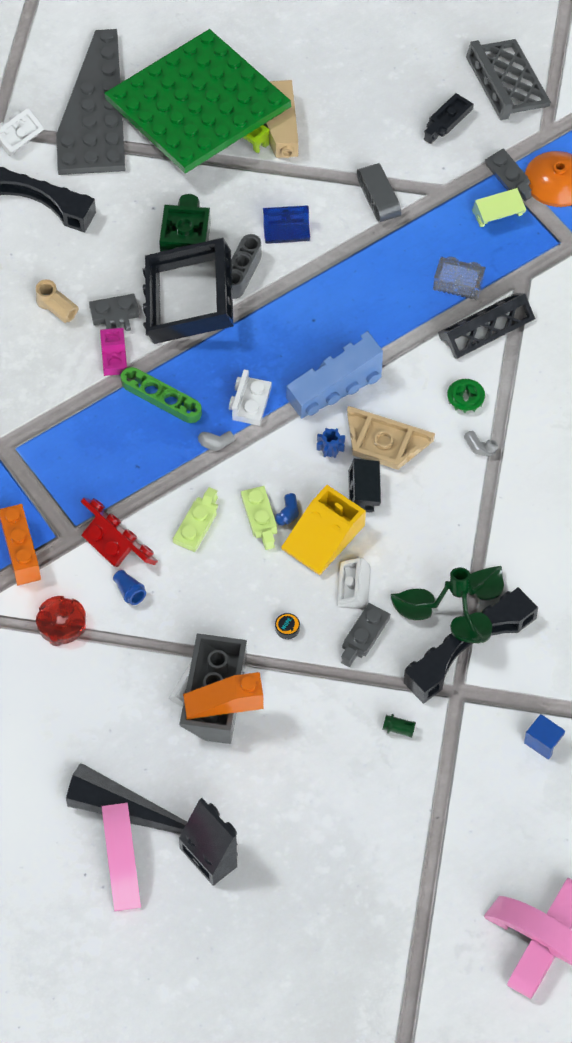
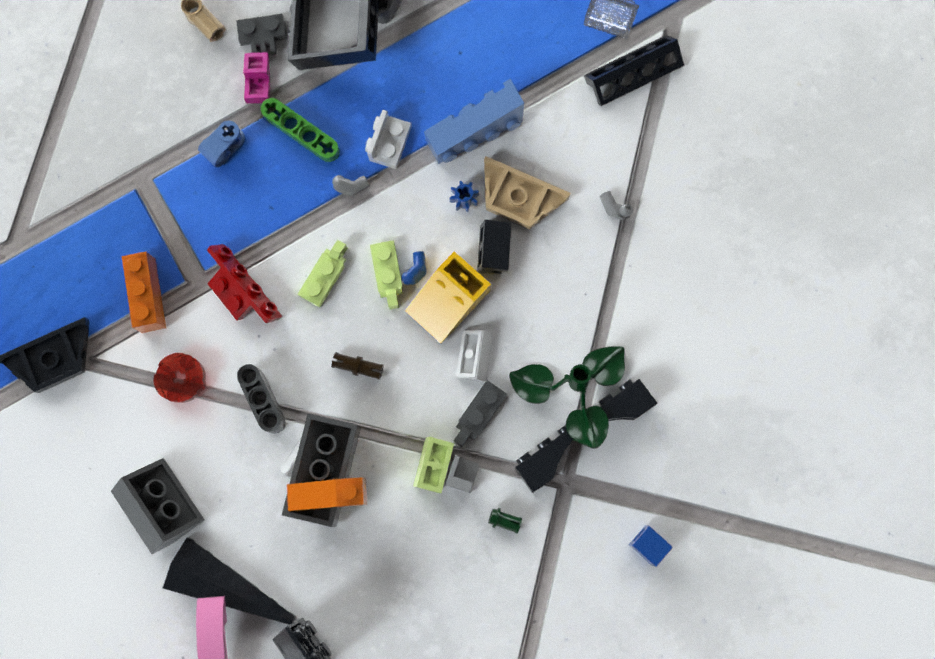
camera: 10 degrees right, 20 degrees up
(48, 733) = (156, 505): none -> dark grey slope
(85, 409) = (219, 145): none -> medium blue piece
(130, 589) = (250, 348): blue cone -> none
(144, 622) = (252, 390): none -> dark grey beam
(238, 599) = (357, 366): none -> dark brown pin
(287, 626) = (403, 398): tile -> none
(323, 678) = (433, 464): none -> yellowish green hinge
(351, 689) = (462, 474): none -> light grey panel
(475, 392) = (615, 144): green gear -> none

